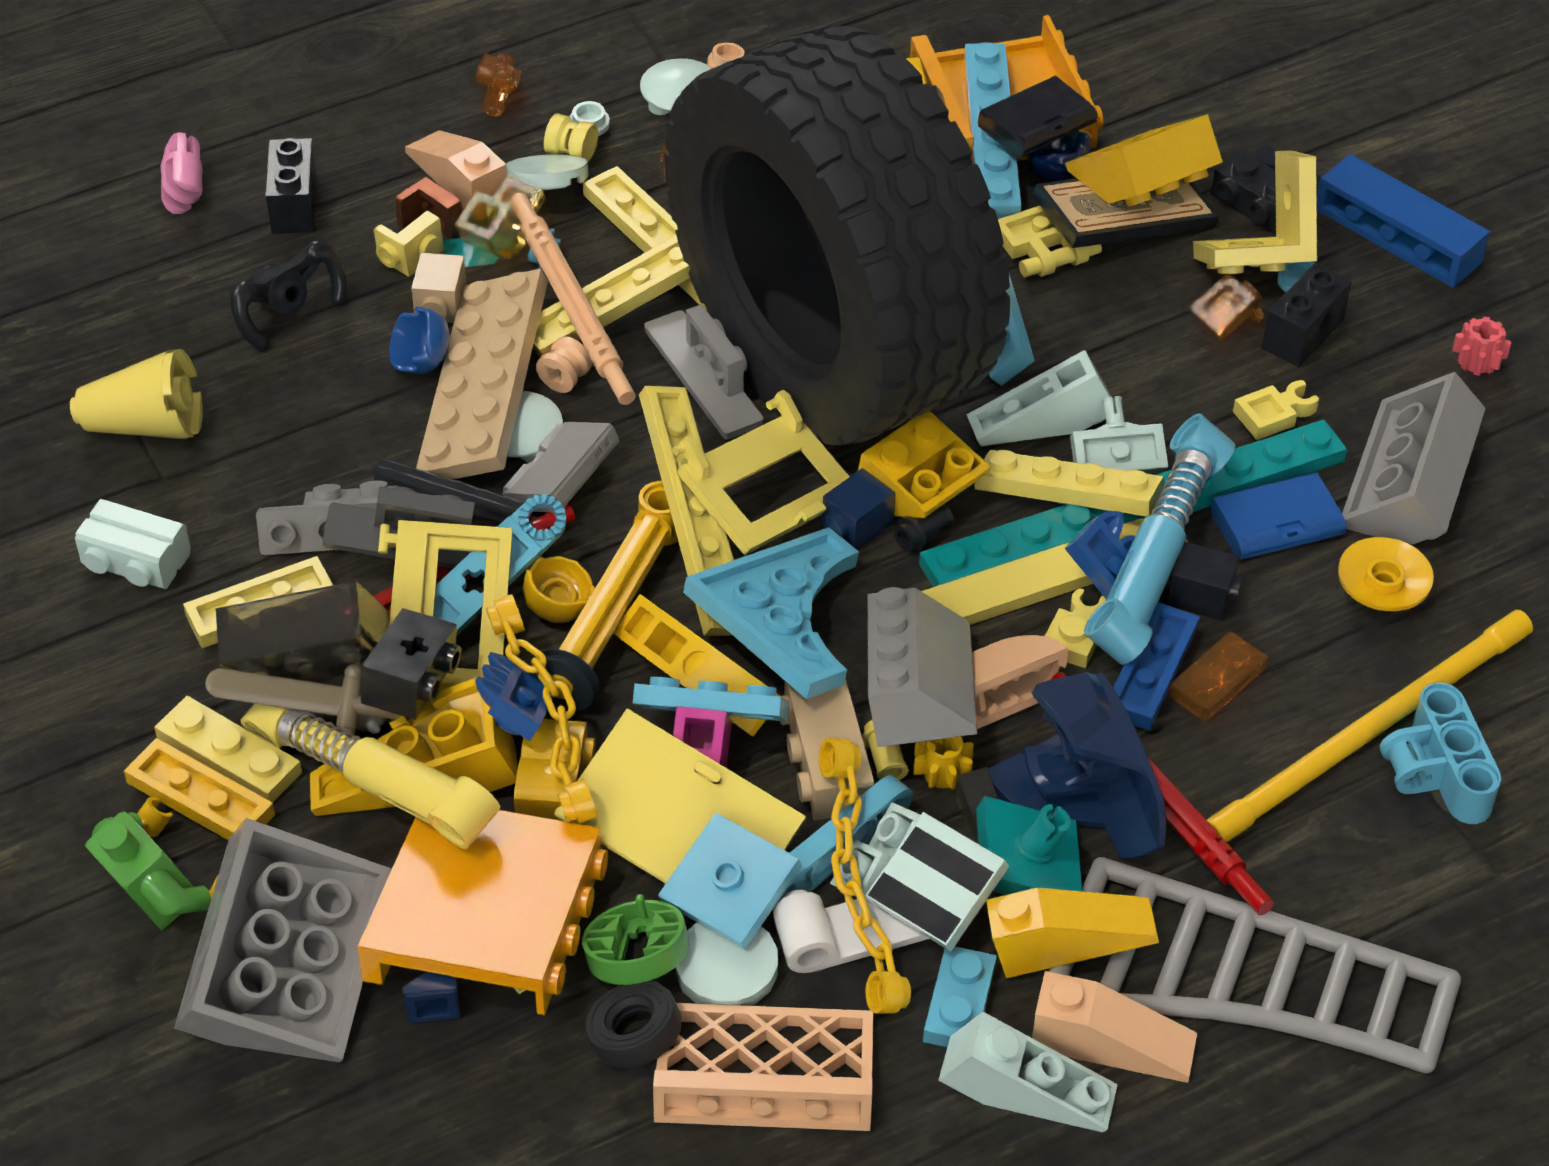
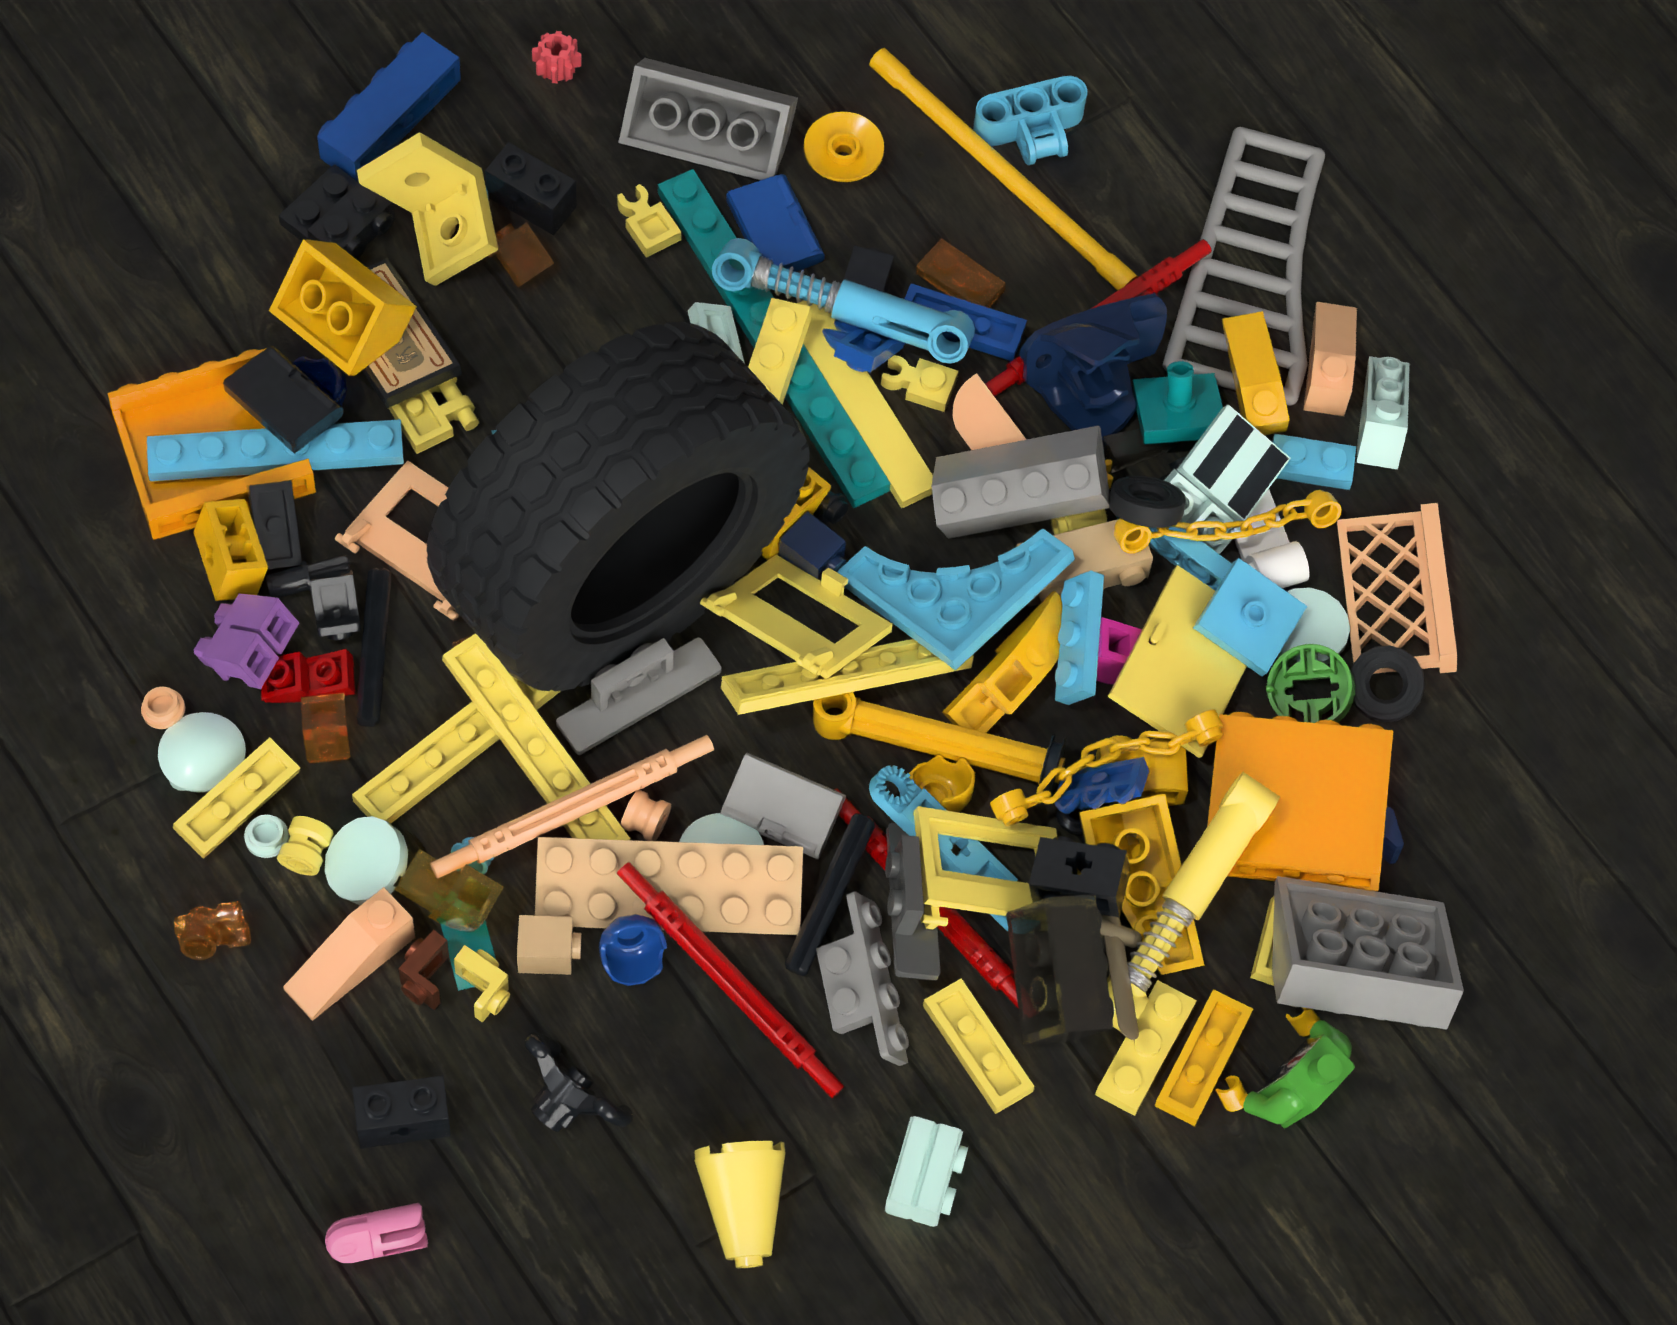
camera: 100 degrees left, 15 degrees up
(368, 408) = (730, 980): none -> red axle
(625, 98) = (236, 798): none -> light yellow plate
(857, 784) = (1147, 501): none -> black tyre

